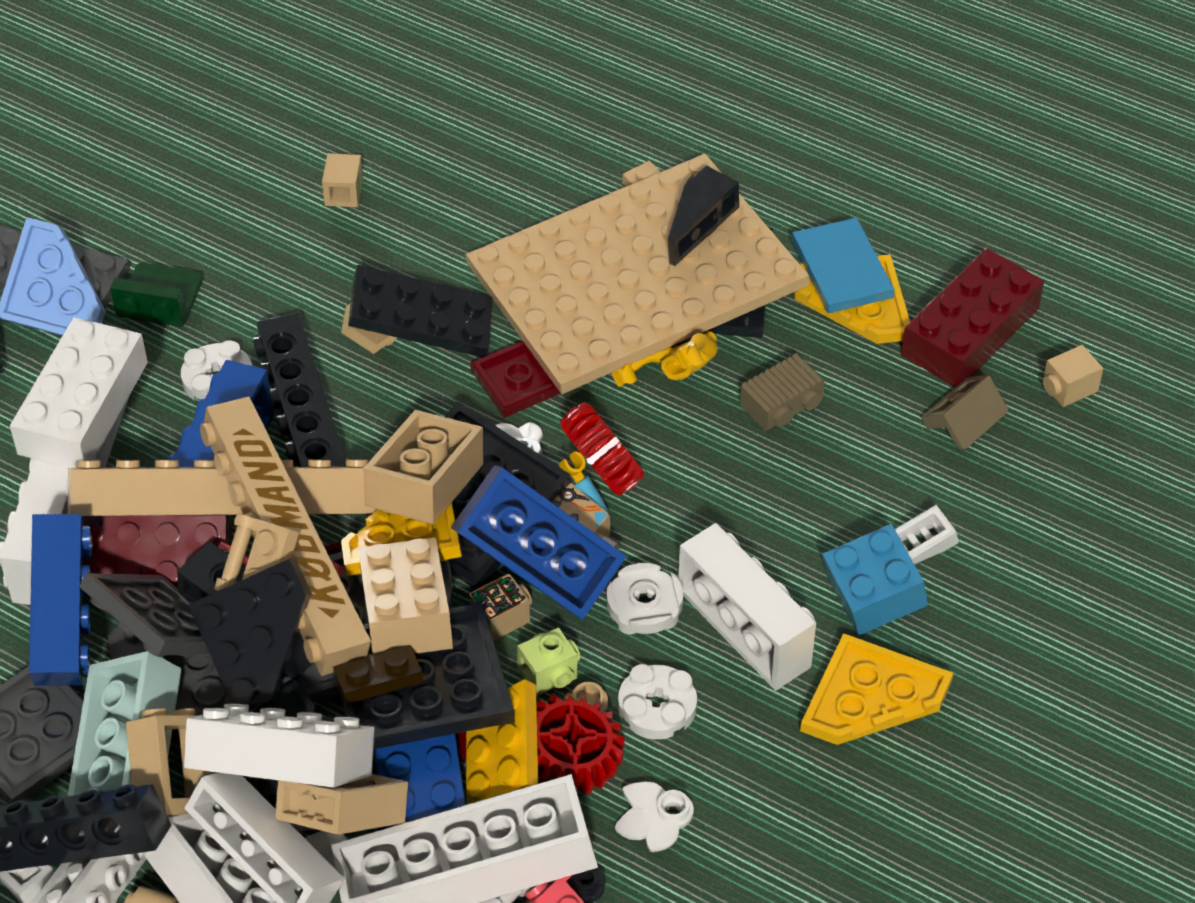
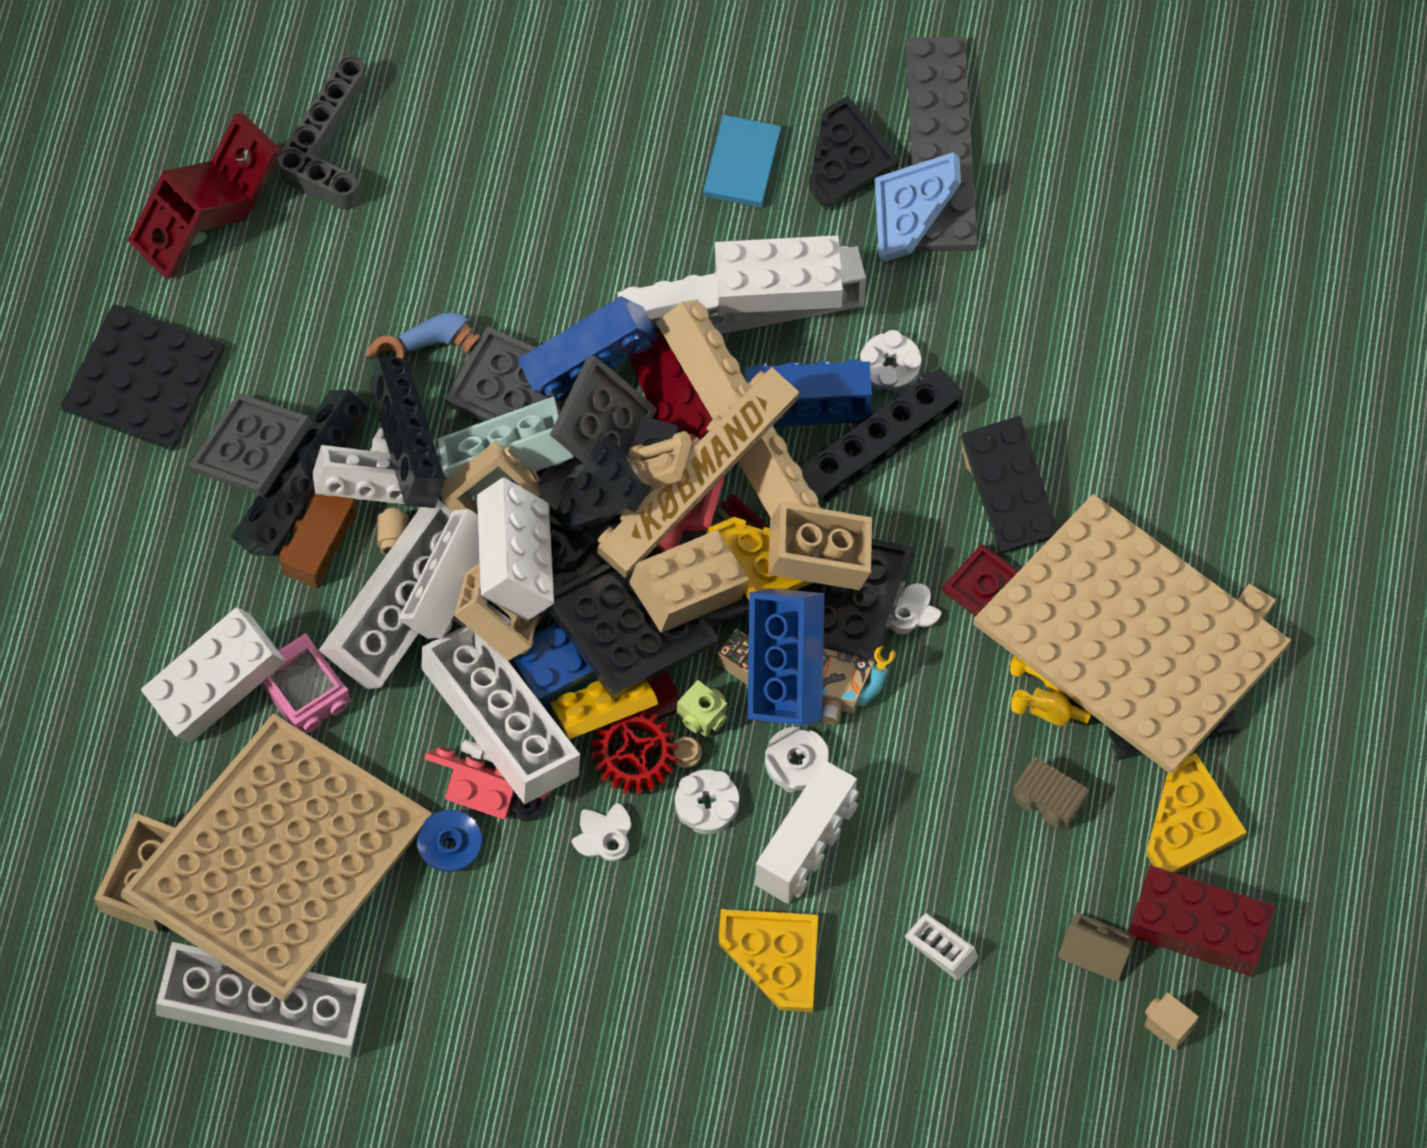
camera: 70 degrees right, 15 degrees up
(156, 294) = (949, 282): dark green bracket -> none
(342, 180) = (1137, 366): tan brick -> none
(377, 674) = (611, 590): dark brown plate -> none
(601, 448) = (911, 671): red gear -> none
(703, 206) = (1199, 655): black slope -> none
(842, 265) = (1210, 795): dark azure tile -> none
(875, 579) = (876, 921): dark azure brick -> none

